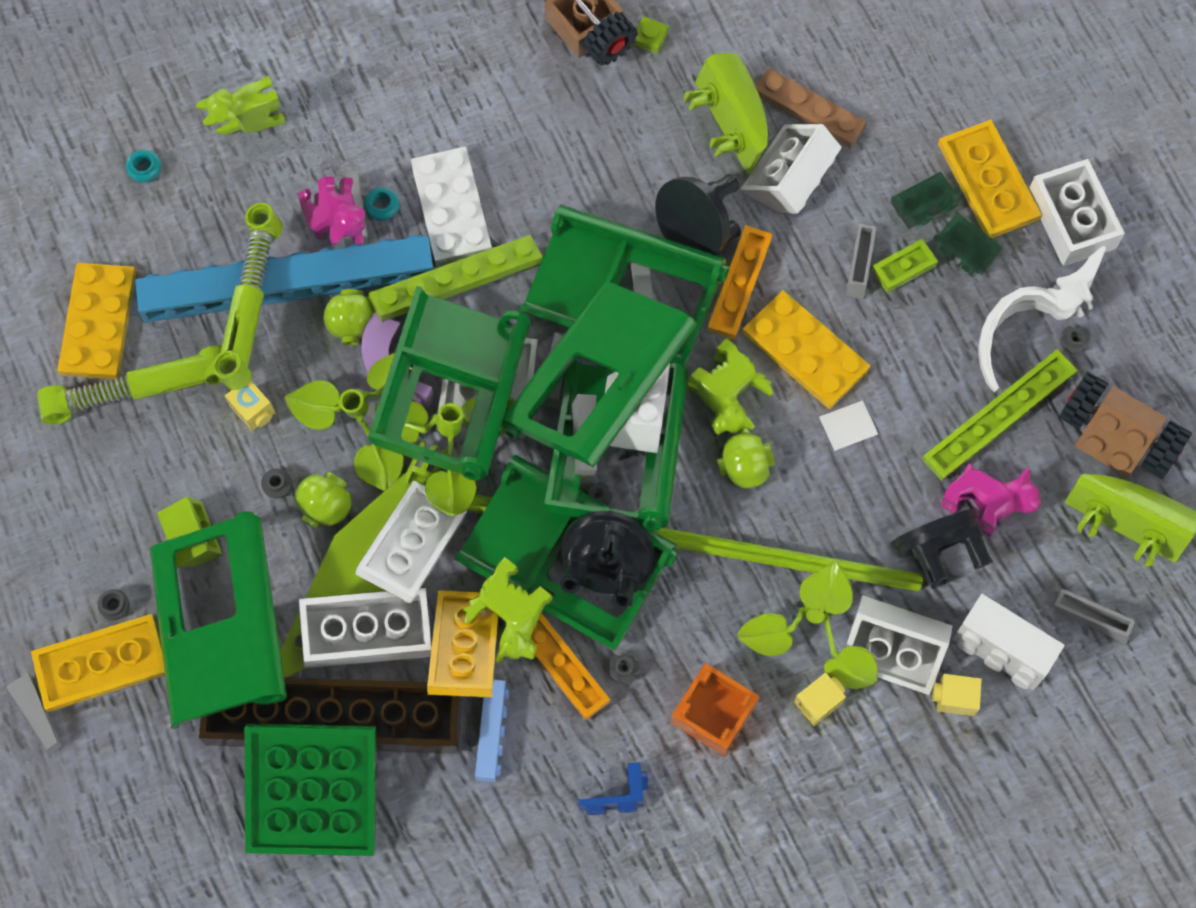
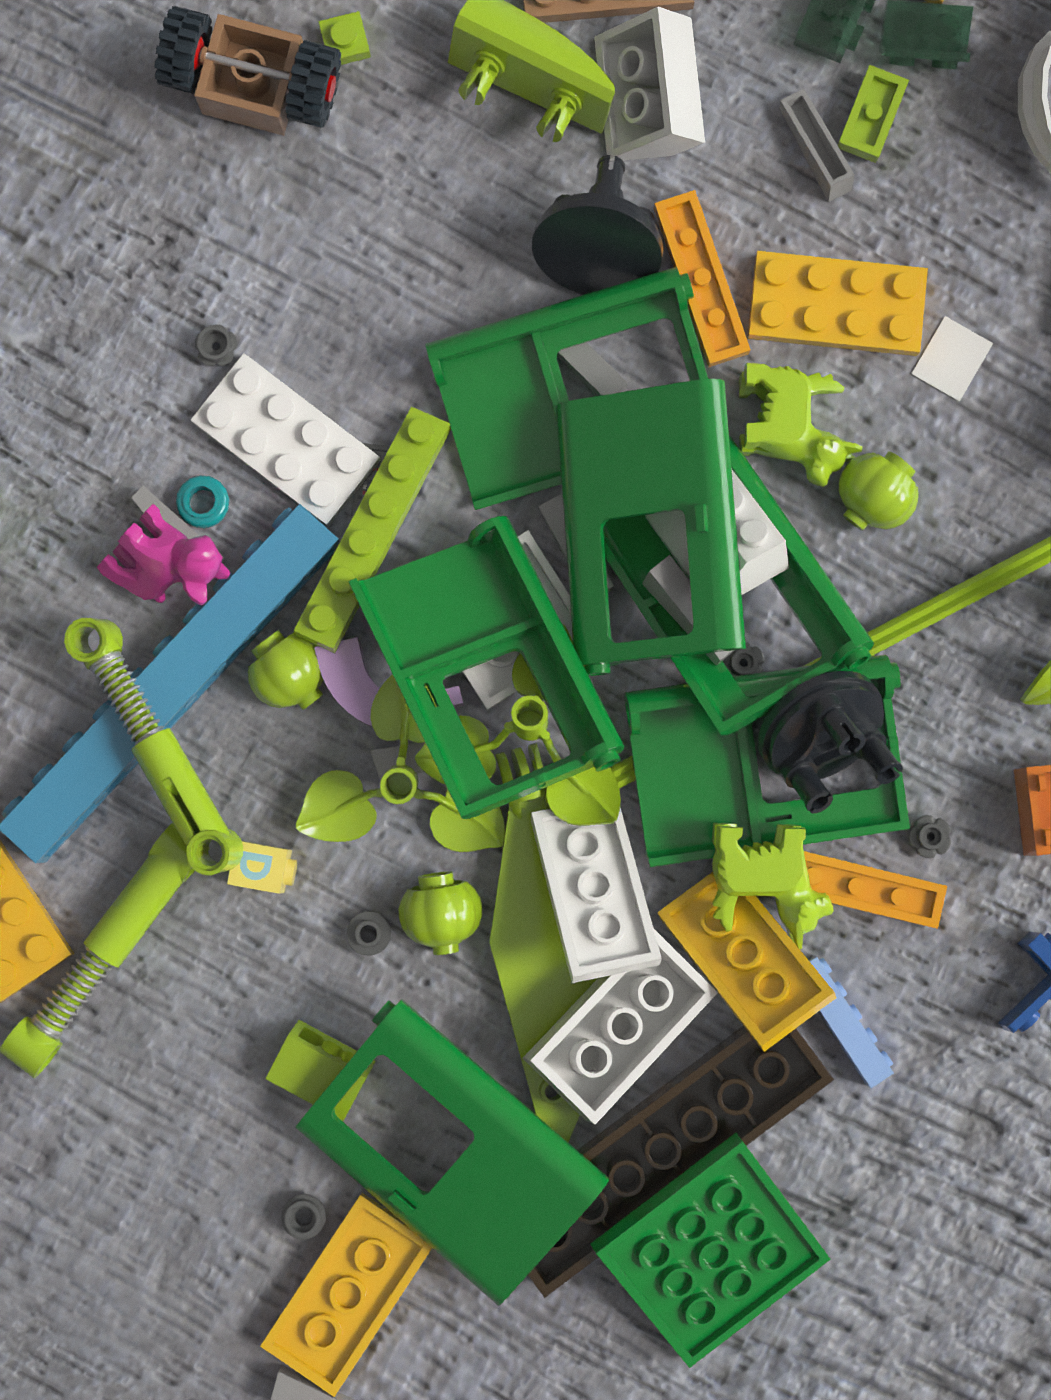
camera: 45 degrees left, 15 degrees up
(455, 126) = (211, 335): none -> dark grey plate

